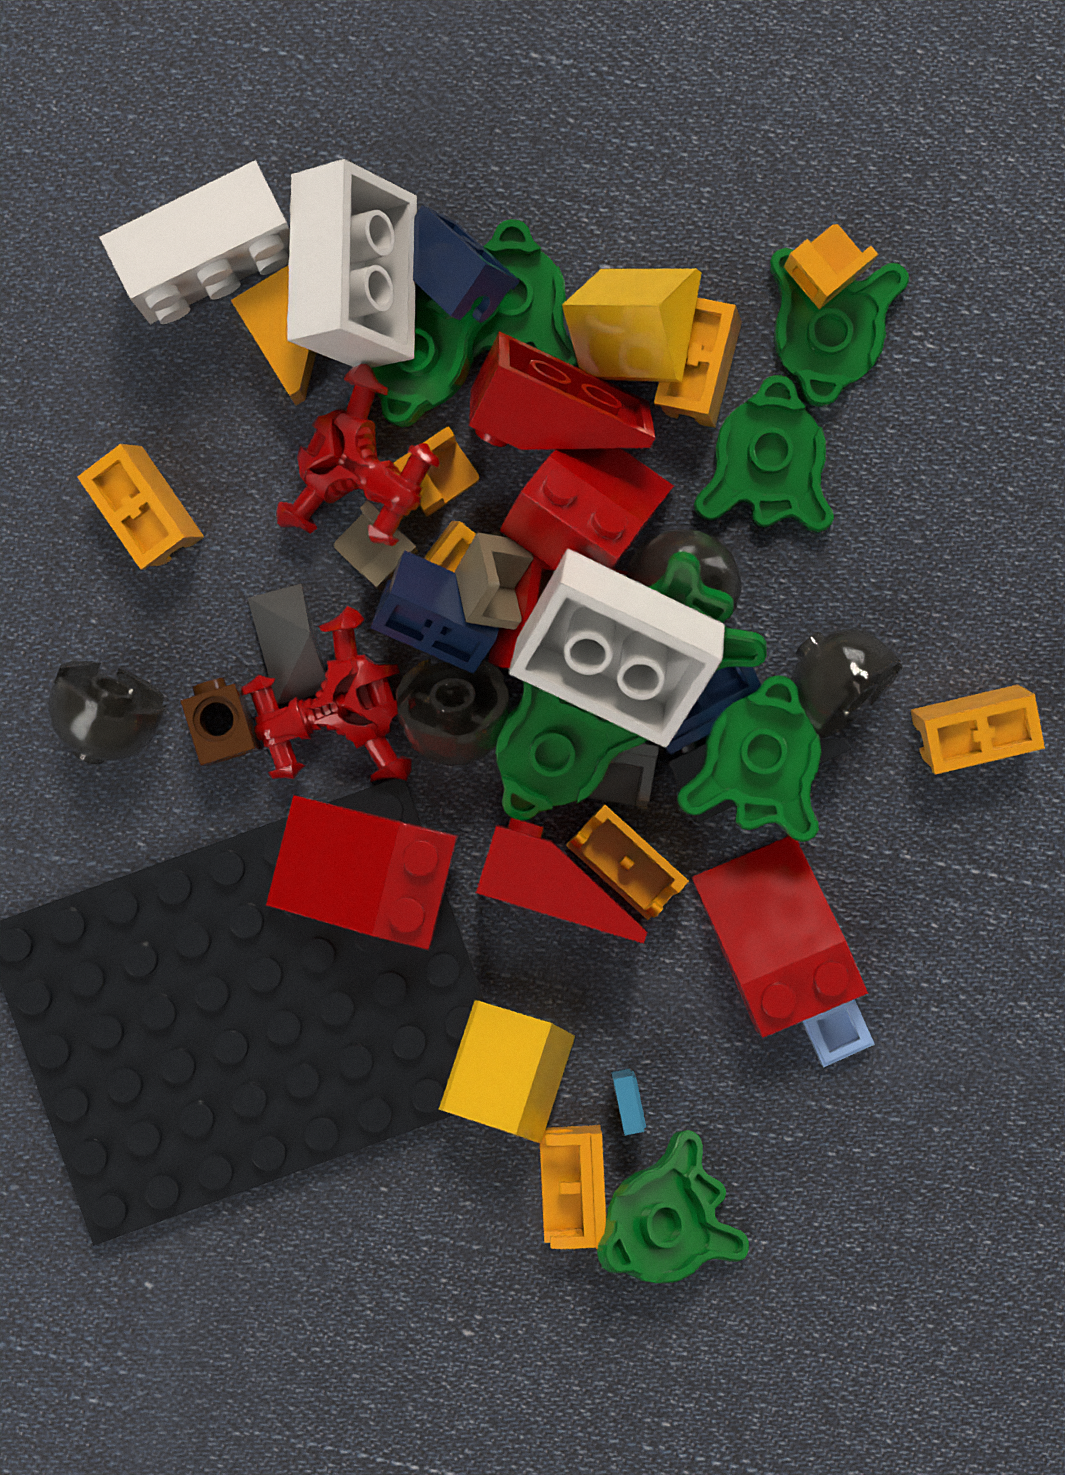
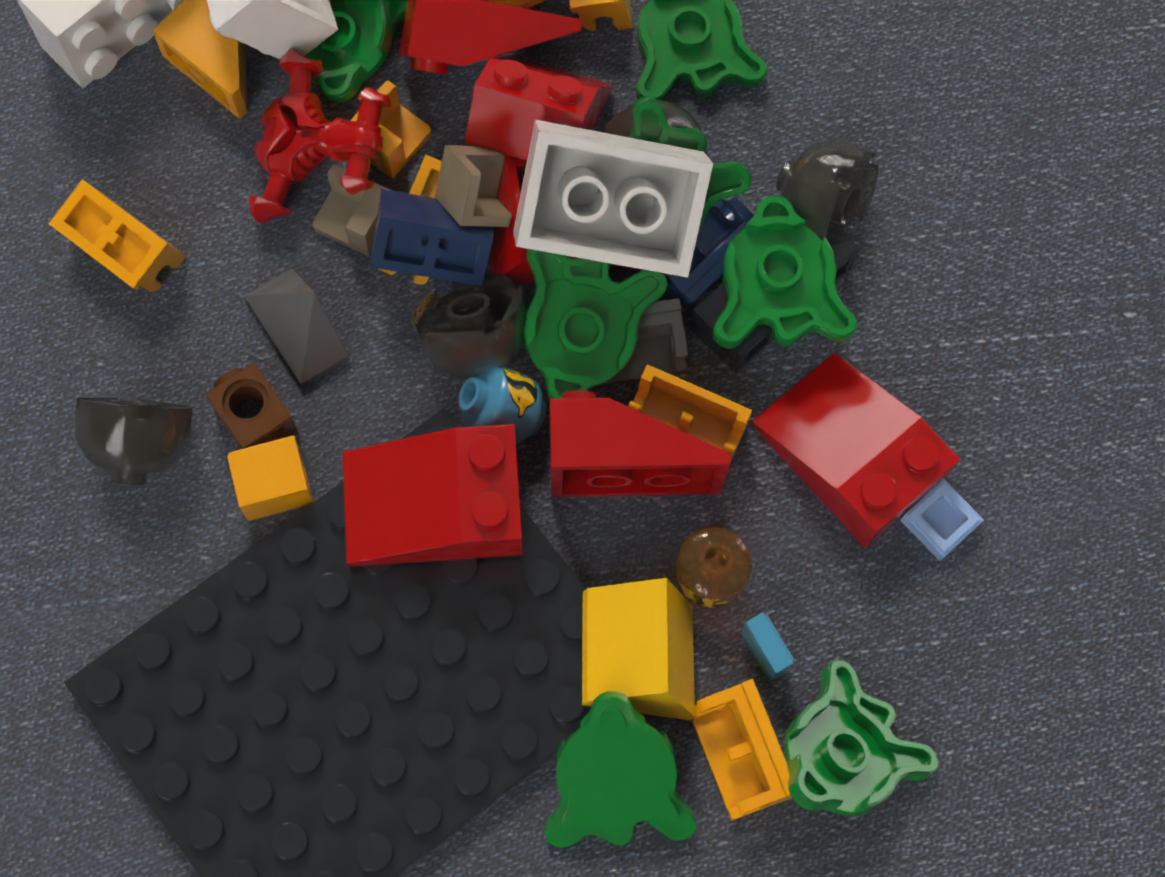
camera: 15 degrees left, 15 degrees down
(220, 795) = (270, 478): none -> light orange panel
(351, 701) = (372, 352): red piece -> none
(449, 1181) = (616, 776): none -> green tile
(457, 796) = (501, 399): none -> dark azure head
(597, 993) = (726, 554): none -> clear orange head
(979, 728) = (969, 201): light orange hinge -> none

